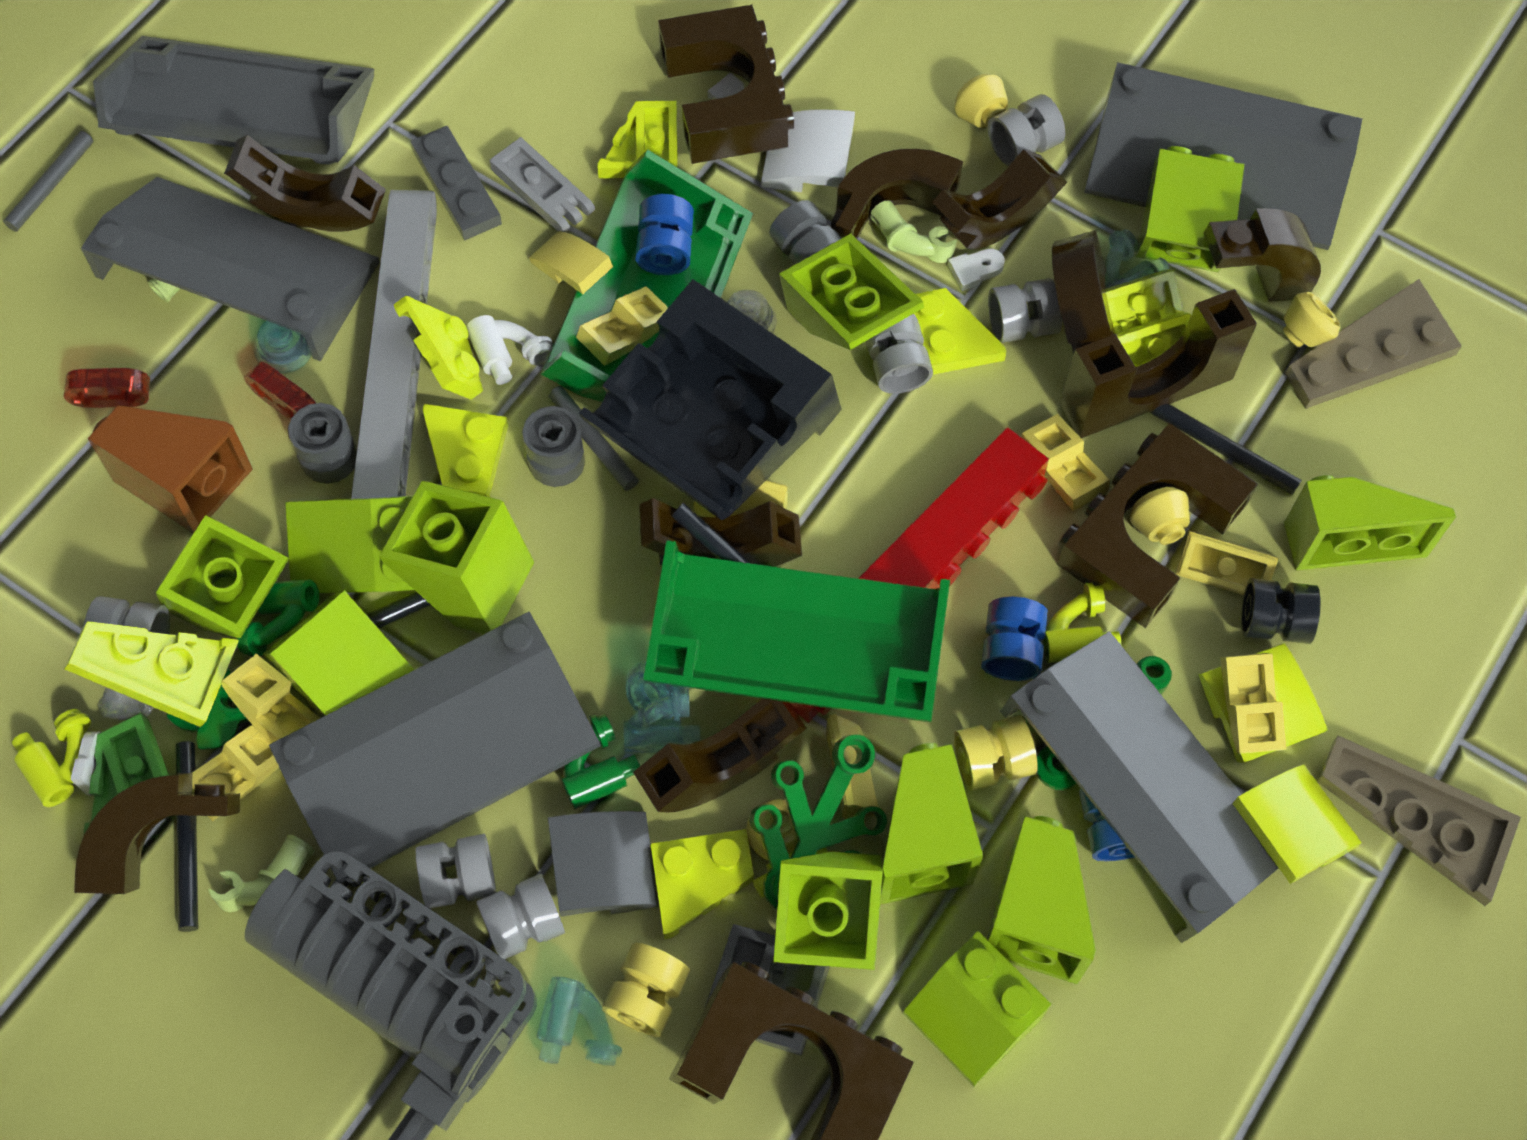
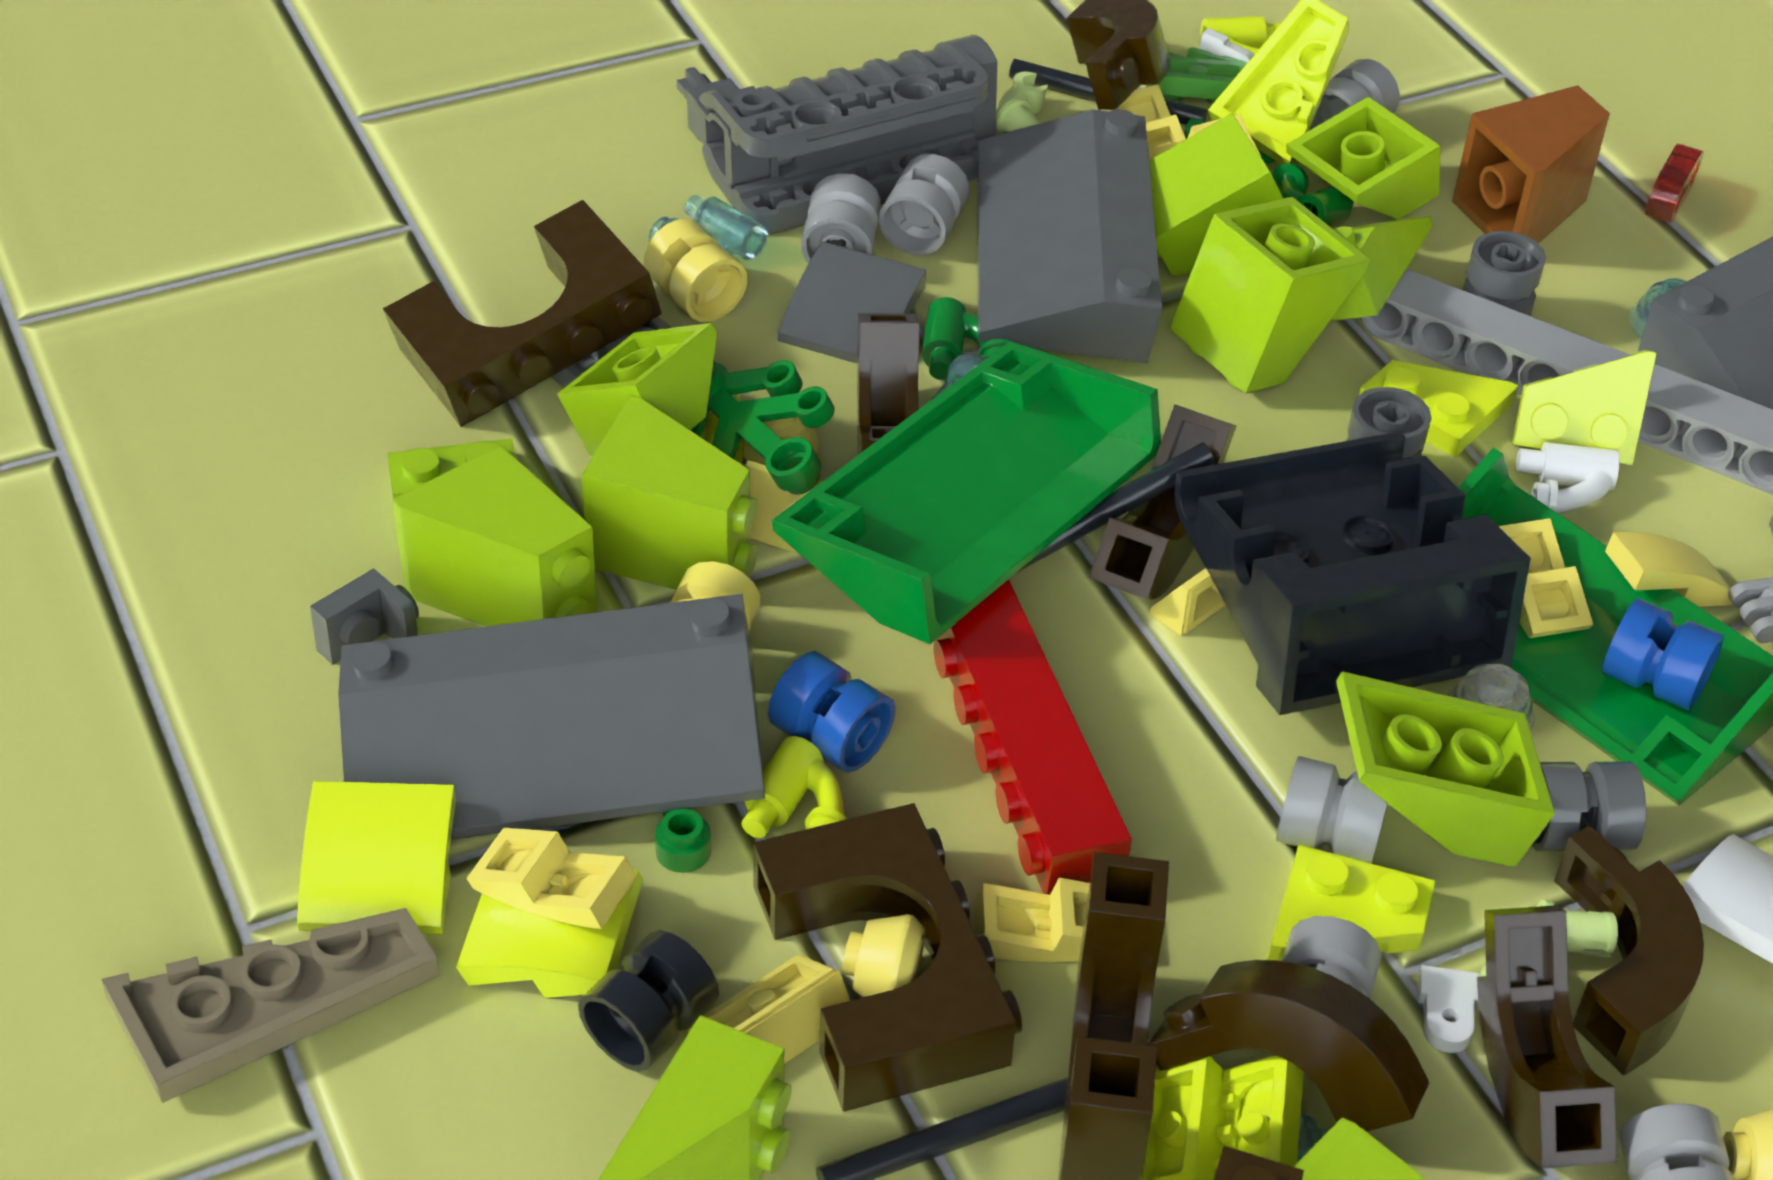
camera: 120 degrees right, 20 degrees down
(277, 390) = (1594, 289): clear red beam -> none
(698, 874) = (770, 342): neon yellow wing -> none
(1137, 975) = (362, 613): none -> dark grey bracket

